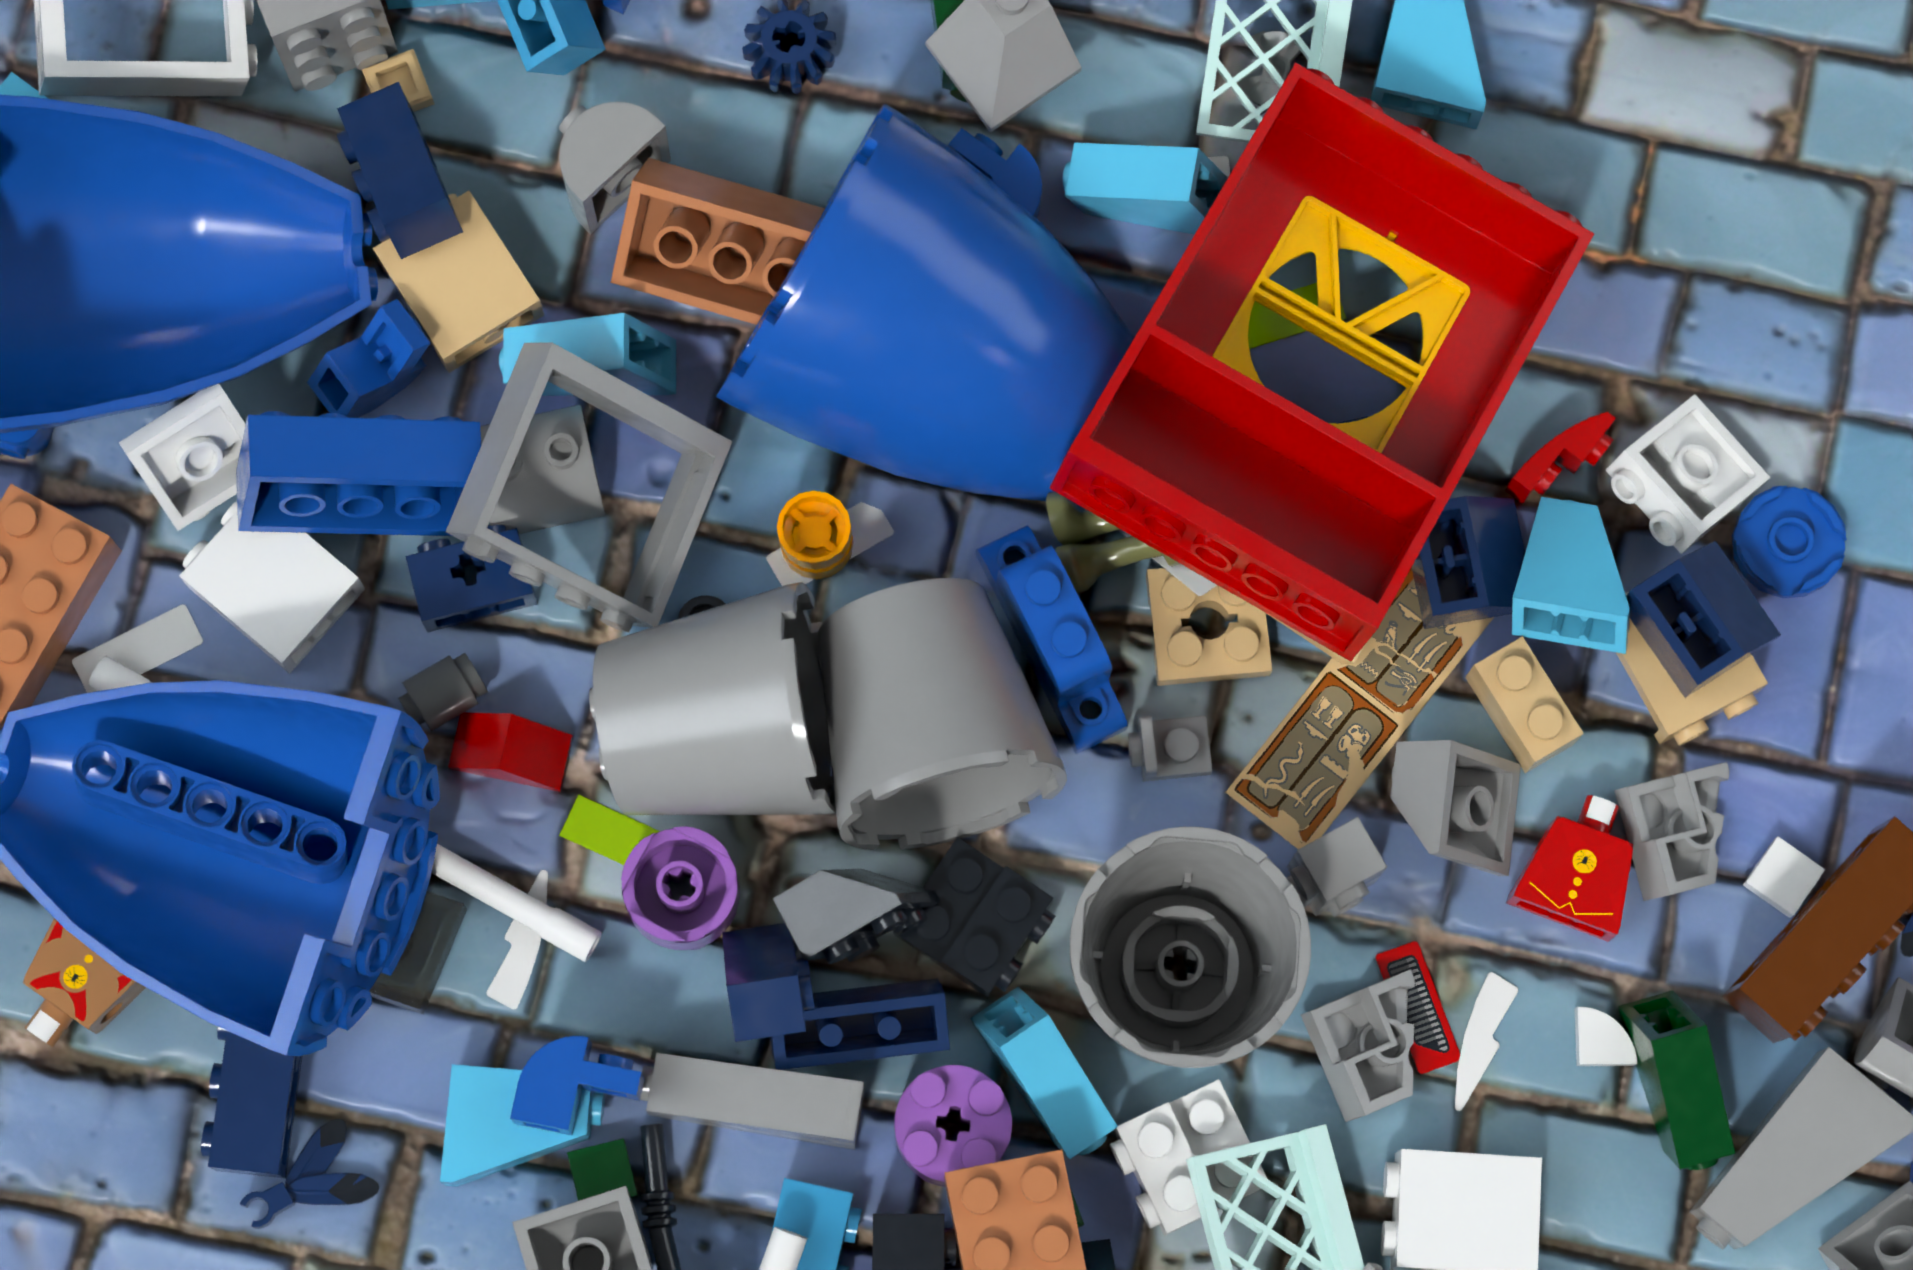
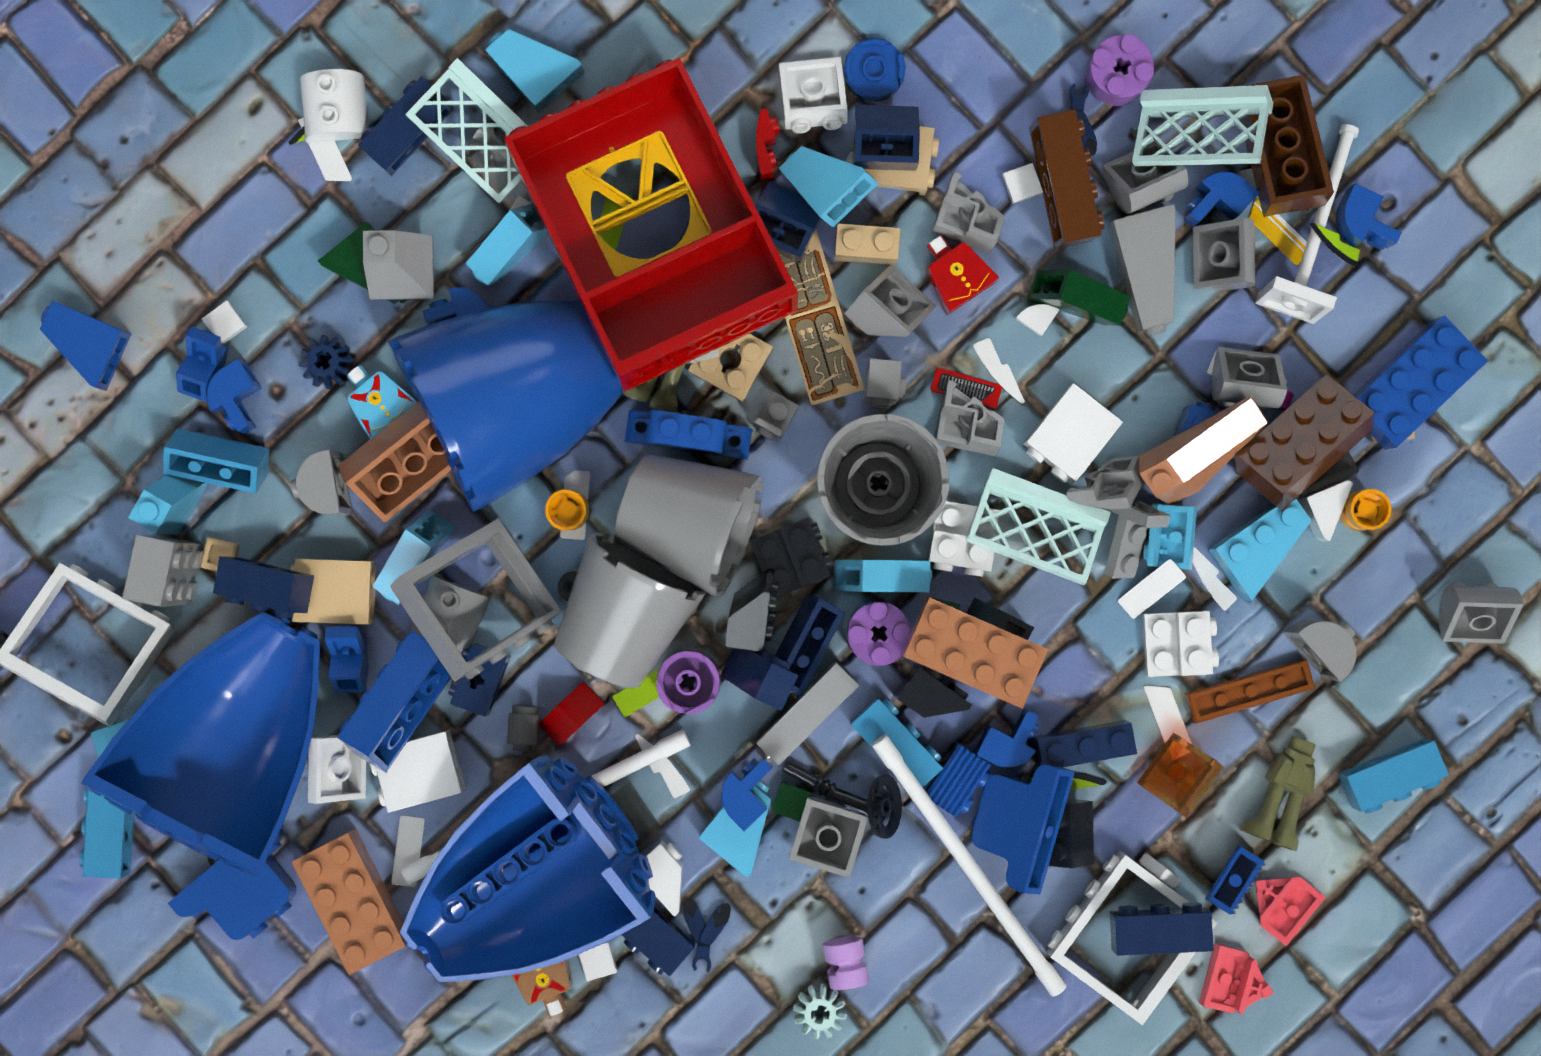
camera: 50 degrees left, 10 degrees up
(157, 1047) = (598, 962): none -> white tile
(360, 1059) = (667, 875): none -> white slope
(785, 150) = (377, 399): none -> medium azure torso

